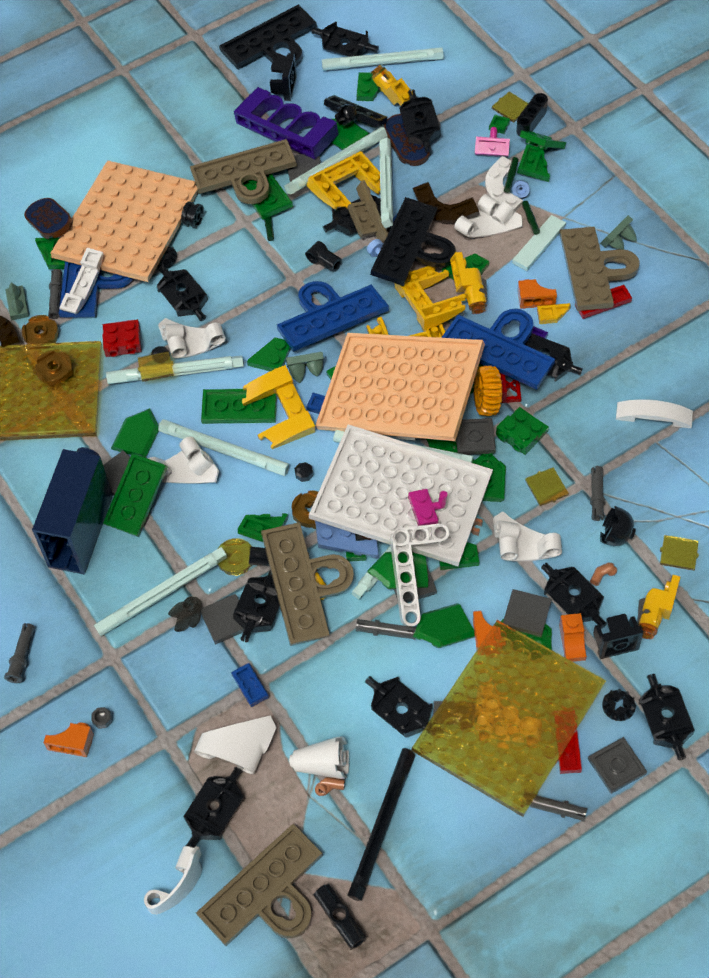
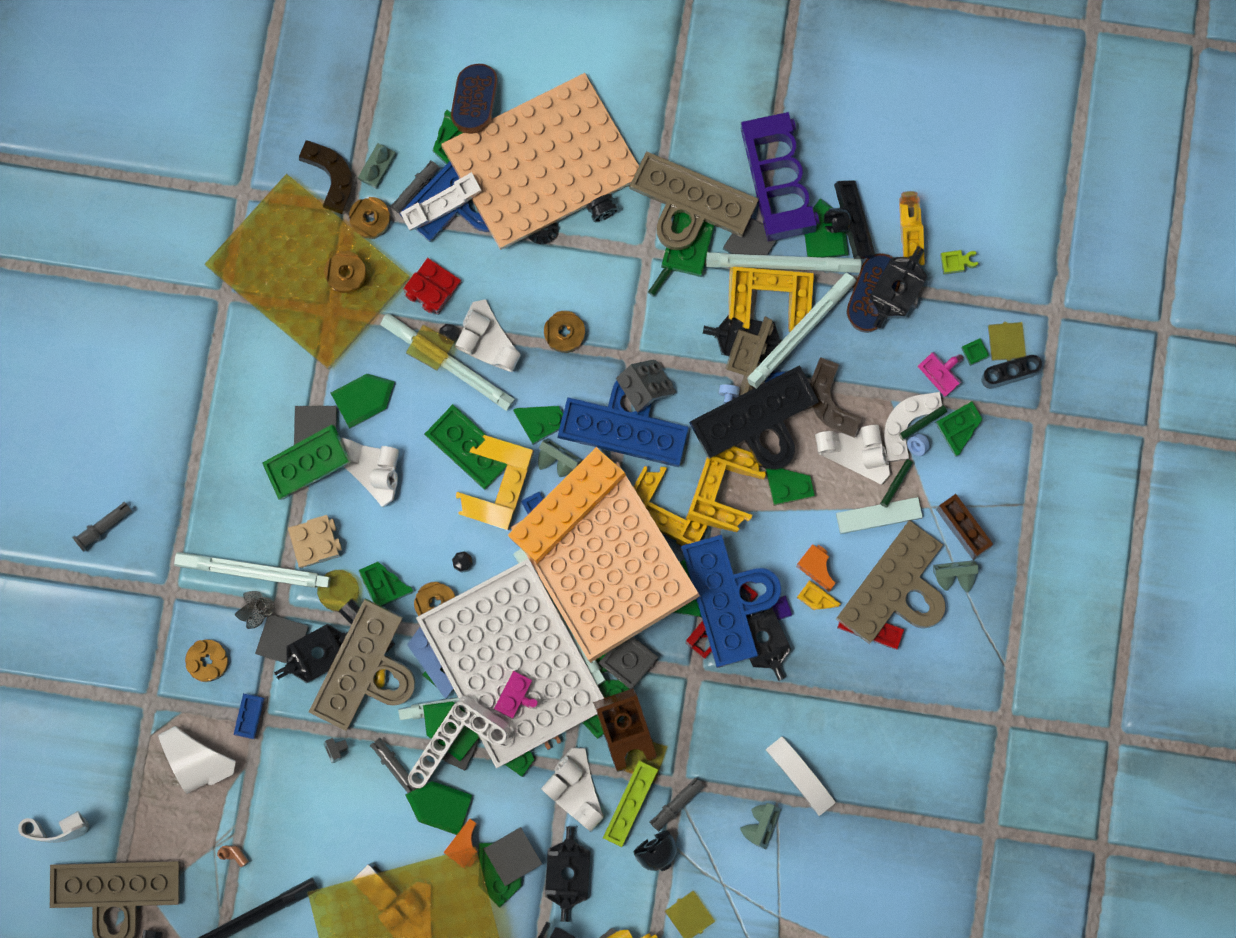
camera: 40 degrees right, 20 degrees up
(73, 511) = (237, 441): dark blue brick -> none
(73, 741) = (80, 642): orange arch -> none
(101, 717) = (116, 640): dark grey tile -> none
(184, 302) = (528, 299): black plate -> none
(184, 665) = (211, 671): none -> pearl gold plate
(188, 539) = (315, 541): none -> tan plate
(211, 824) = (152, 795): black plate -> none
(225, 448) = (418, 477): light aqua piece -> none
(240, 304) = (556, 323): none -> pearl gold plate
(268, 36) = (859, 52): black plate -> none
(288, 68) = (825, 120): black panel -> none
(318, 283) = (645, 383): none -> dark grey bracket
(320, 254) = (675, 354): black piece -> none
(322, 759) = (245, 832): white cone -> none
(333, 653) = (334, 749): none -> dark grey tile
(334, 37) = (920, 108): black plate -> none
(340, 380) = (566, 505): none -> light orange plate
(366, 87) = (889, 200): green wing -> none
(383, 59) = (940, 177): light aqua piece -> none
(393, 694) = (334, 828): black plate -> none
(437, 91) = (954, 261): none -> lime plate
(470, 282) = (771, 508): yellow plate -> none
(487, 390) = (674, 632): light orange gear -> none
(517, 470) = (624, 734): none -> reddish brown brick
(521, 430) = (674, 689): green plate -> none
(542, 140) = (990, 409): green wing -> none
(568, 516) = (630, 803): none -> lime plate
(572, 637) = (527, 910): orange arch -> none
(597, 204) = (964, 526): none -> reddish brown brick
(602, 570) = (611, 875): nougat arm -> none
(667, 465) = (760, 834): none -> sand green tile

